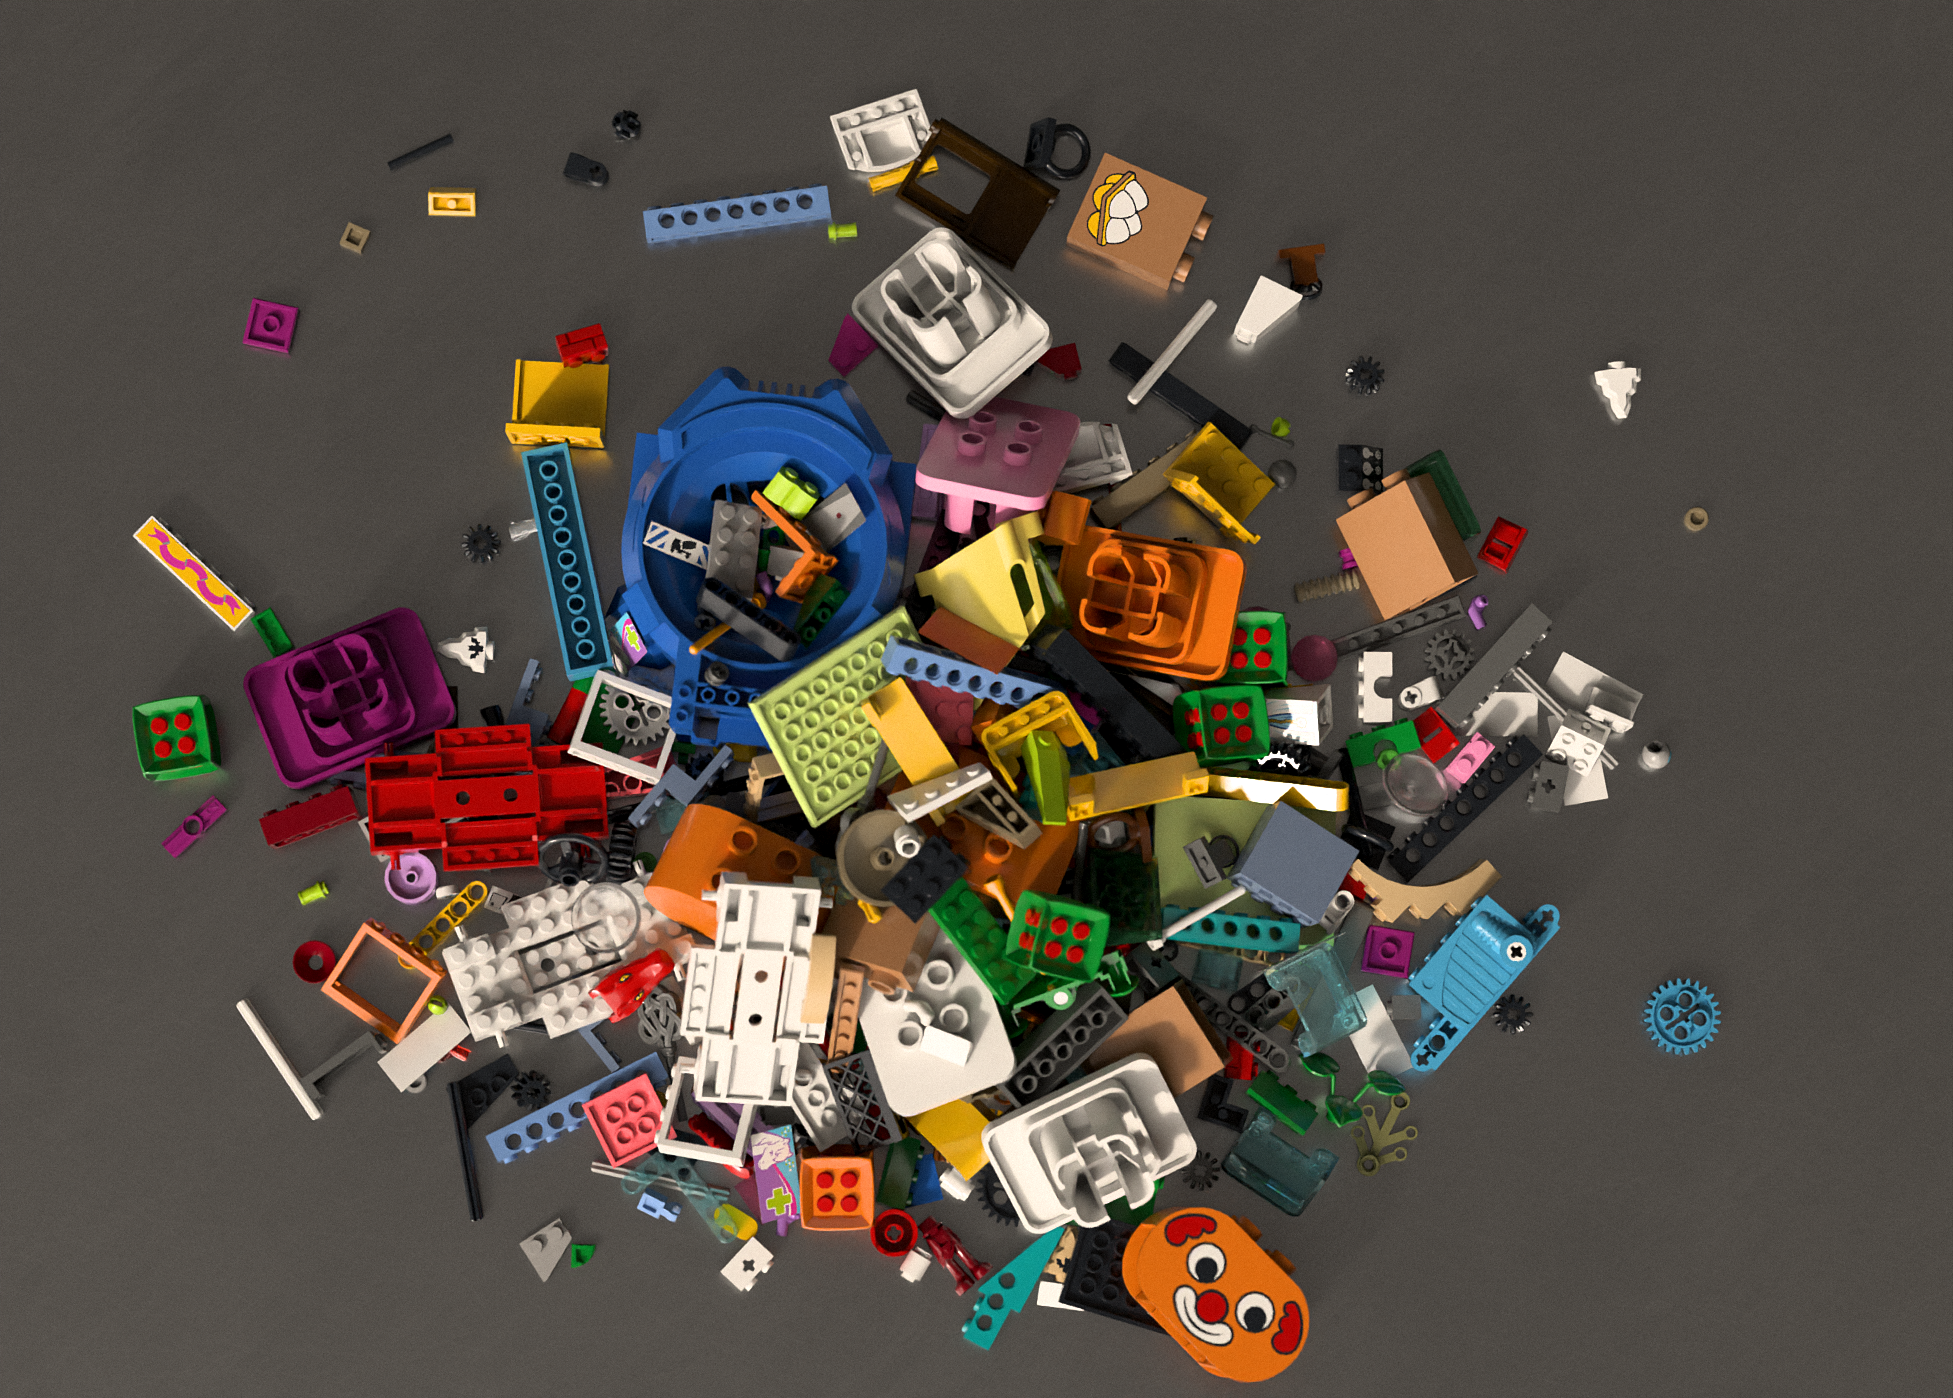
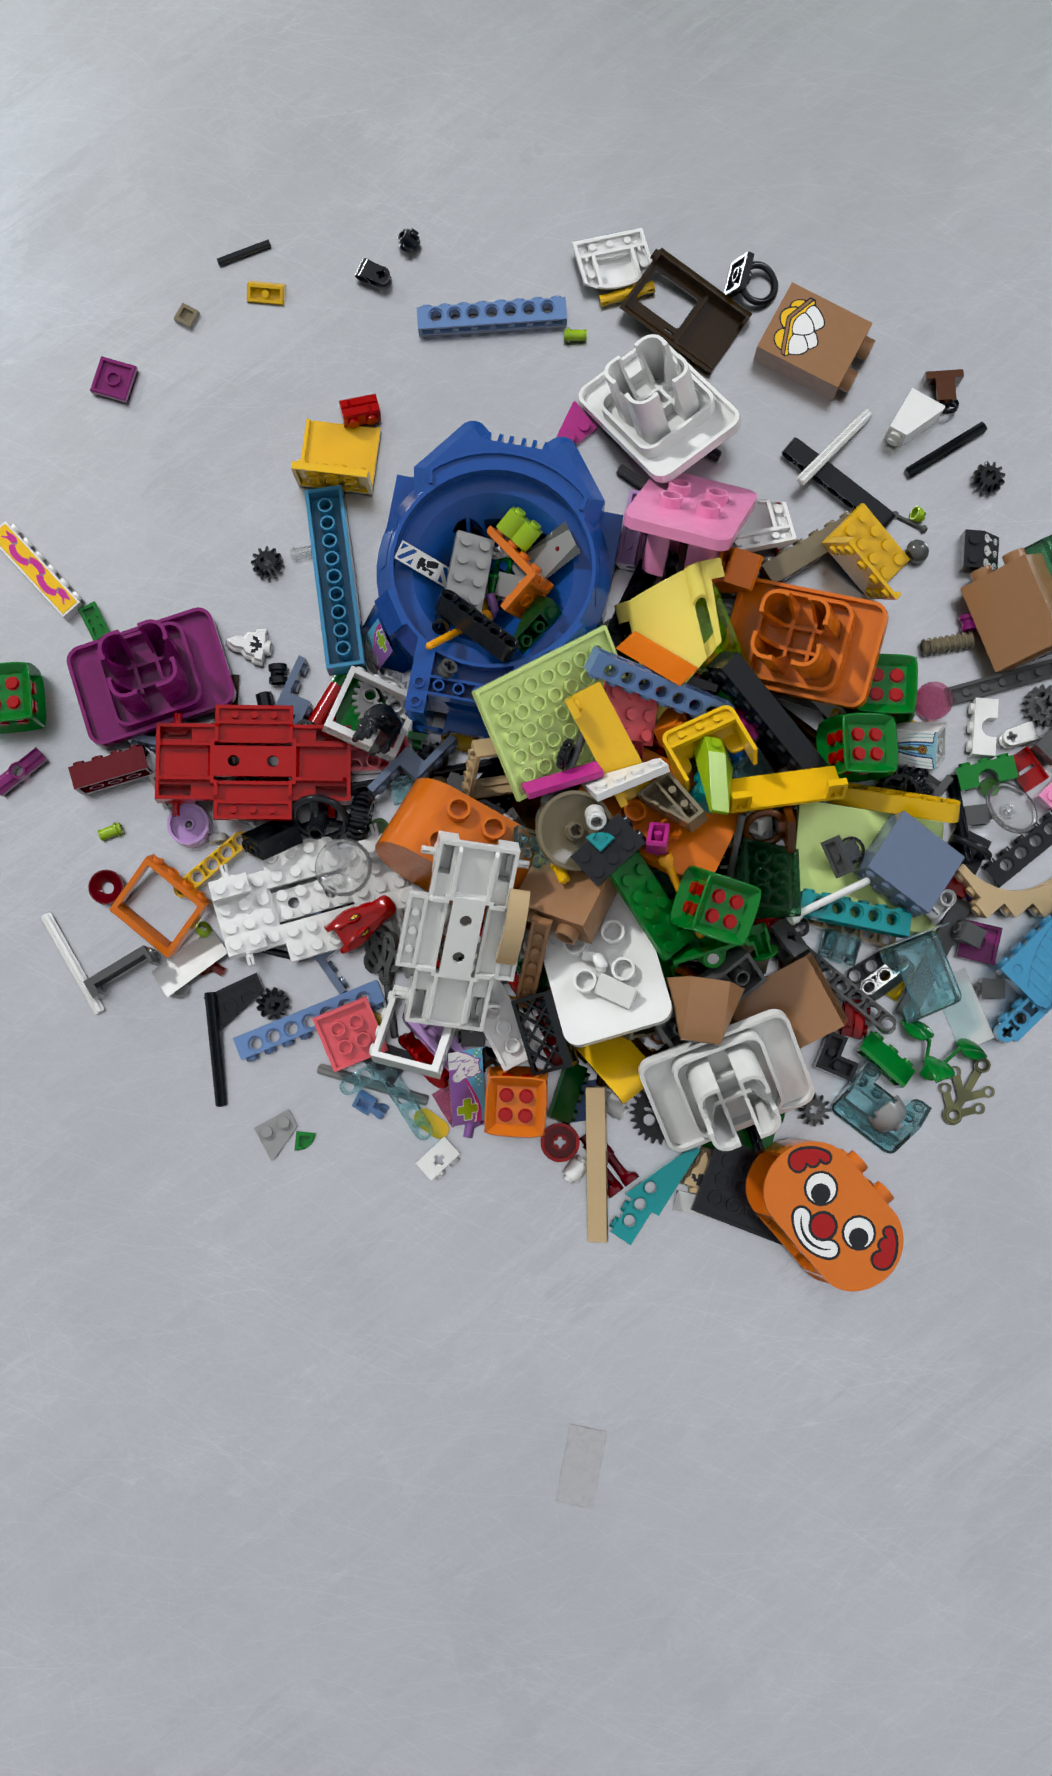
camera: 15 degrees right, 0 degrees up
(505, 682) = (277, 673): none -> black wheel
(514, 889) = (271, 839): none -> black window
(649, 740) = (388, 726): none -> black piece
(865, 798) = (562, 780): none -> dark pink tile
(866, 766) = (565, 754): none -> black gear
(914, 869) = (600, 840): none -> teal tile
(940, 1256) = (596, 1164): none -> tan tile
(983, 859) = (658, 838): none -> dark pink slope
(1053, 1057) = (703, 1007): none -> medium nougat wedge
(1061, 362) = (742, 449): dark red slope -> none
(1132, 1214) = (755, 1139): none -> black axle
(1289, 1171) = (889, 1116): none -> light grey cylinder
(1310, 343) = (946, 449): none -> black axle
(1371, 942) = (968, 933): none -> dark grey brick

